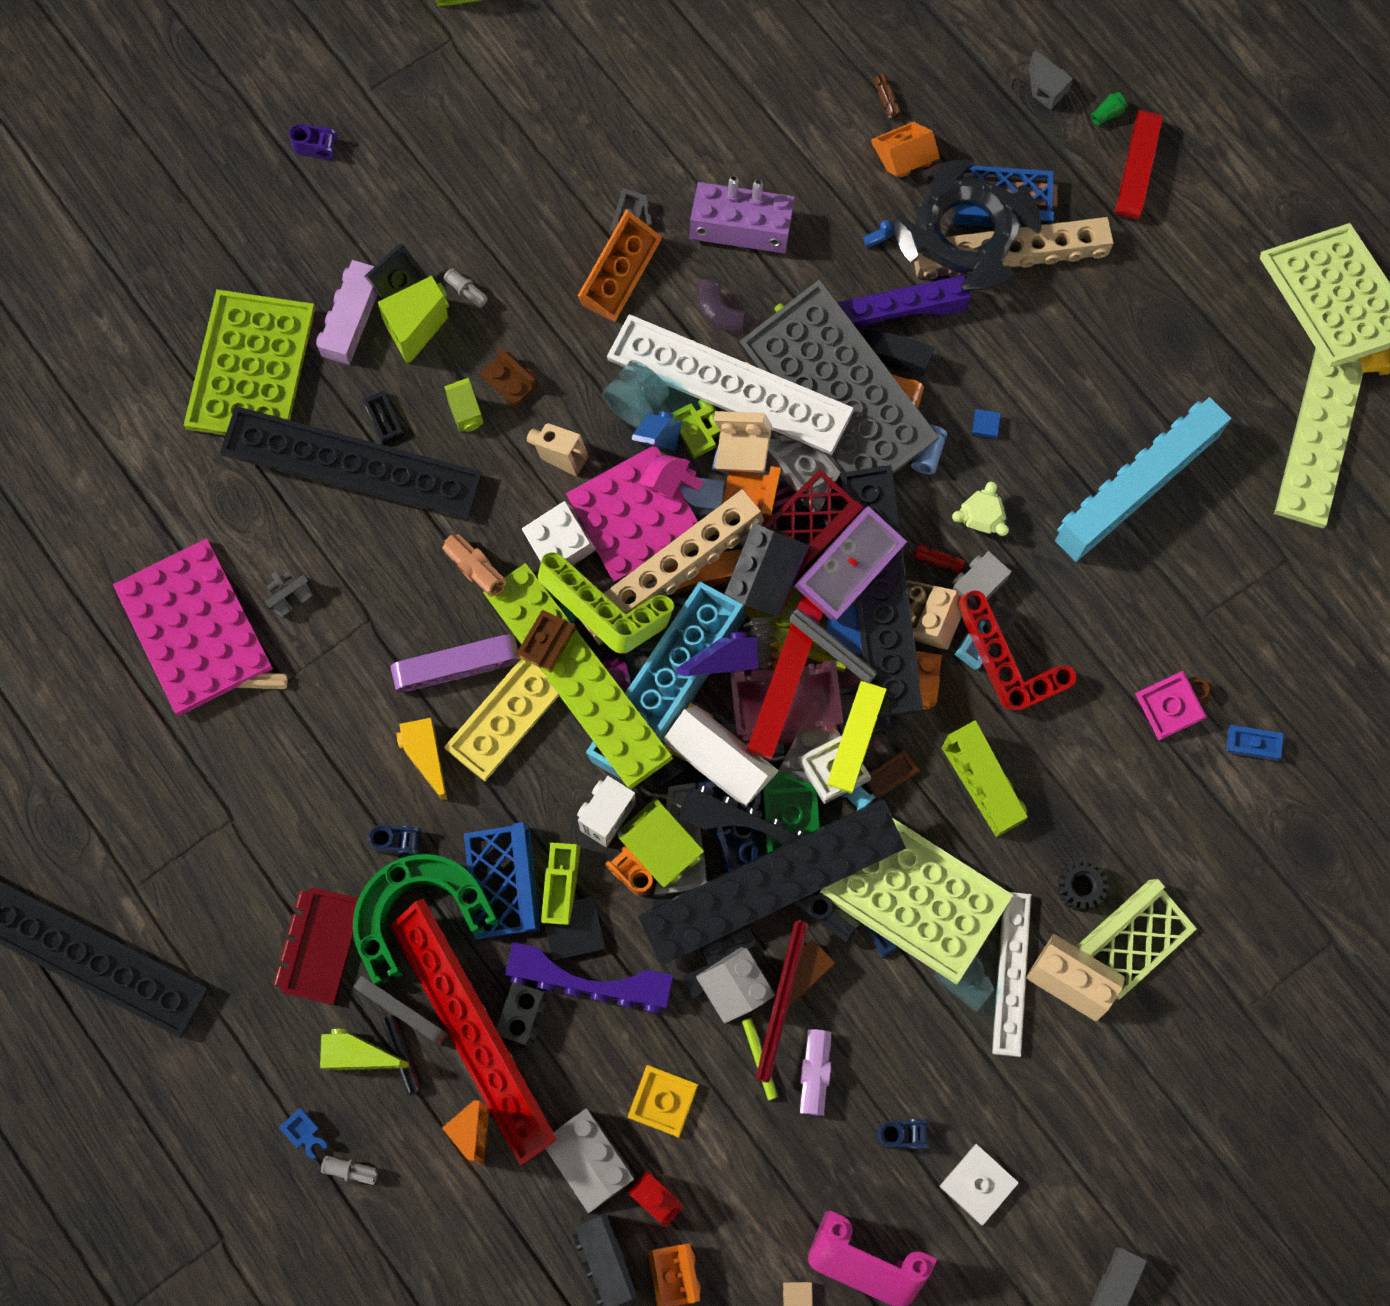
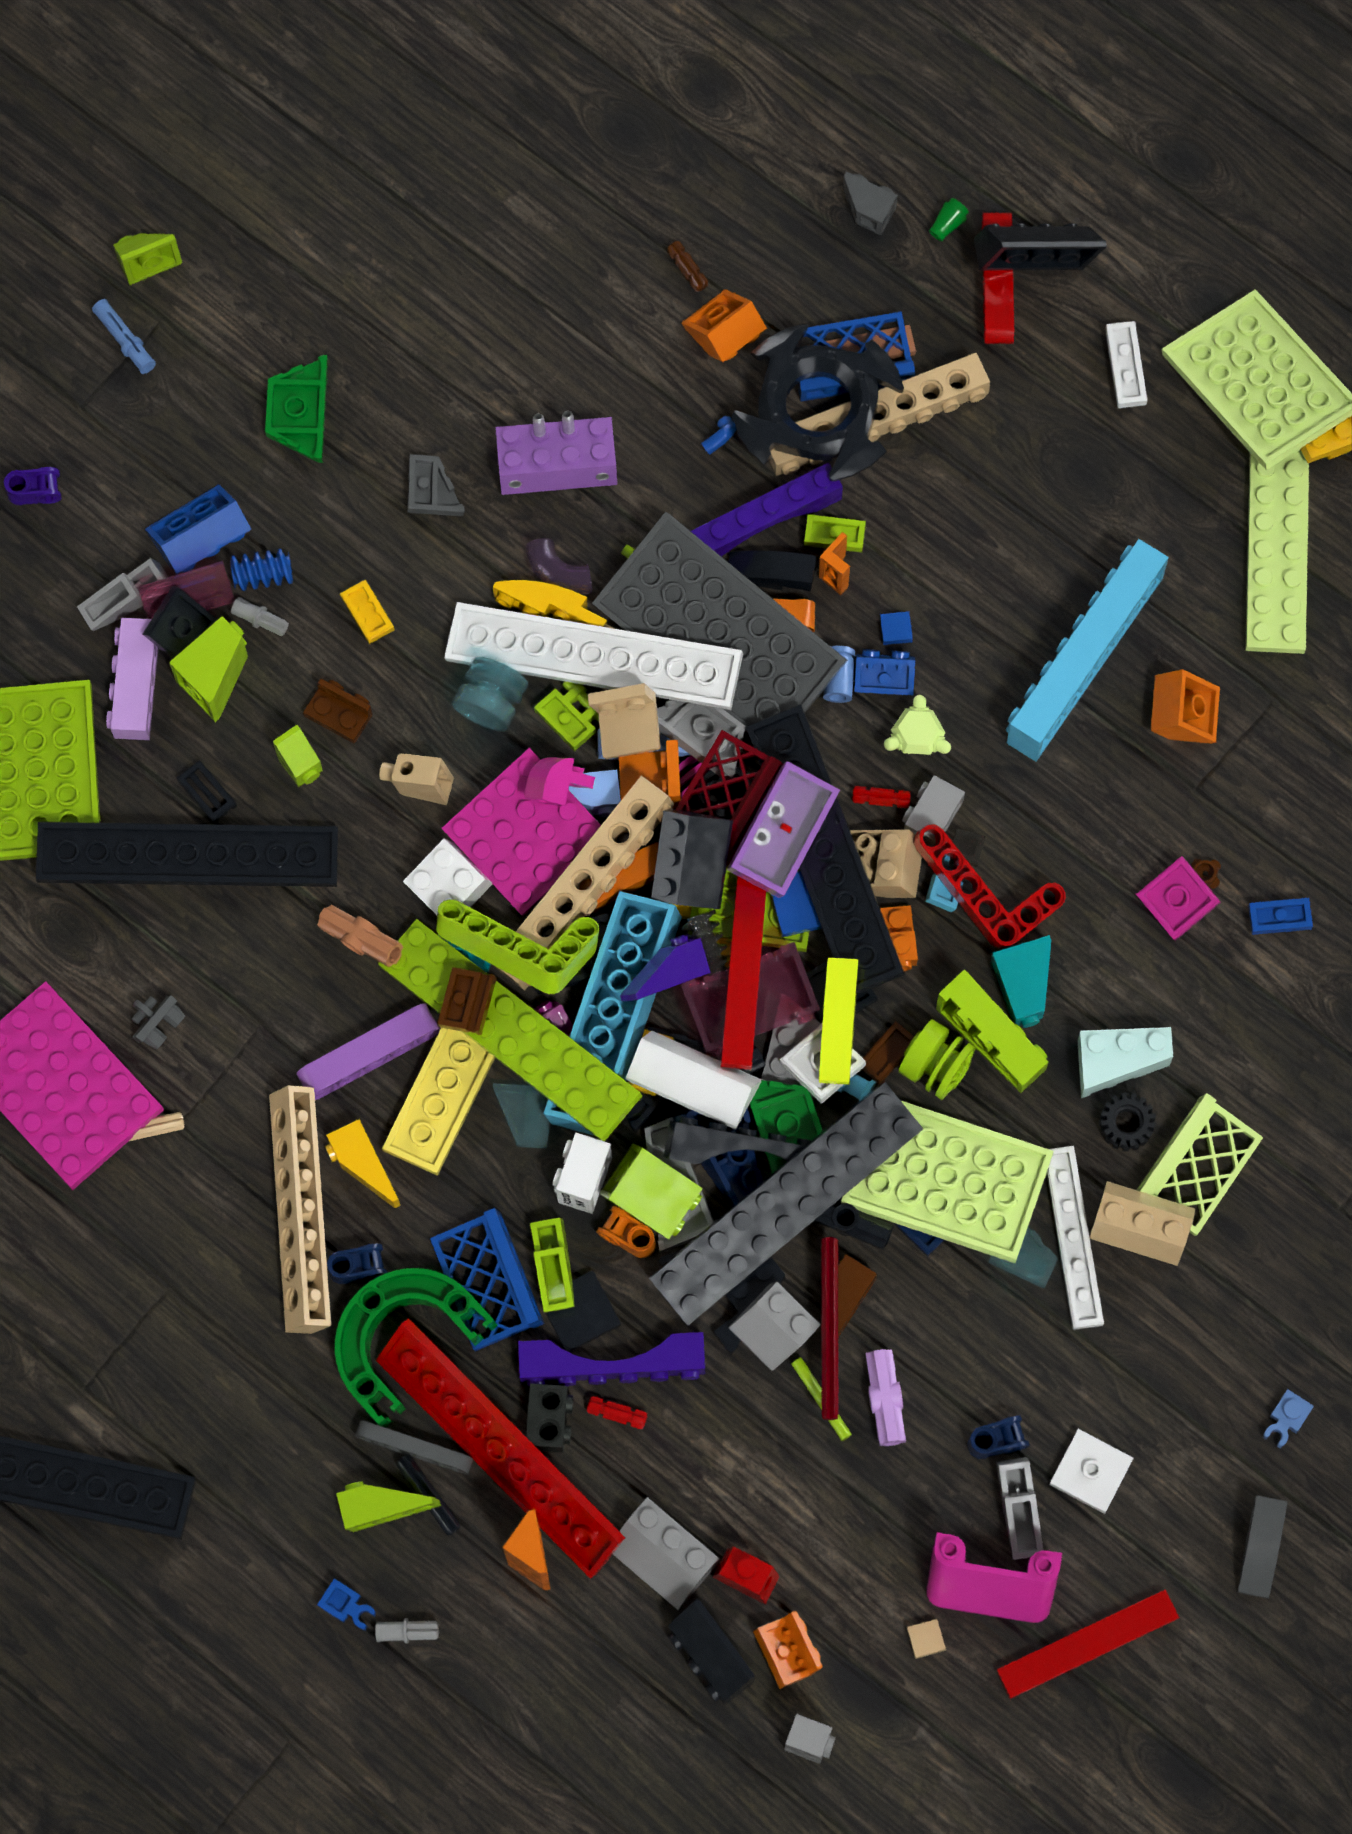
camera: 10 degrees left, 0 degrees up
(320, 947) = (305, 1401): dark red hinge -> none
(359, 782) = (300, 1210): none -> tan brick
(362, 243) = (120, 595): none -> light grey slope
(423, 51) = (131, 345): none -> medium blue pin
(428, 250) = (205, 585): none -> clear pink piece
(436, 207) = (198, 529): none -> blue slope
(477, 250) = (261, 569): none -> blue piece
(543, 132) = (298, 408): none -> green wing
(554, 305) = (367, 611): none -> yellow plate
(570, 748) = (524, 1112): none -> clear light blue wing
(581, 1025) = (617, 1412): none -> red axle
(619, 267) = (432, 550): orange slope -> none
(659, 431) = (528, 730): blue slope -> none
(662, 1101) = (727, 1471): yellow tile -> none
(701, 330) = (545, 599): none -> yellow slope
(833, 646) = (787, 926): dark grey axle -> none
(908, 1201) = (1019, 1507): none -> light grey slope
(930, 788) = (938, 1060): none -> lime wheel
(947, 360) = (833, 568): none -> orange panel
(954, 335) = (823, 530): none -> lime plate
(967, 458) = (884, 673): none -> blue bracket
(1022, 741) = (1024, 979): none -> teal slope
(1090, 826) = (1120, 1055): none -> light aqua wedge
(1165, 1179) = (1289, 1414): none -> medium blue plate
(1178, 145) = (1037, 247): none -> black slope
(1213, 547) = (1185, 707): none -> orange slope
(1228, 257) = (1126, 364): none -> white plate

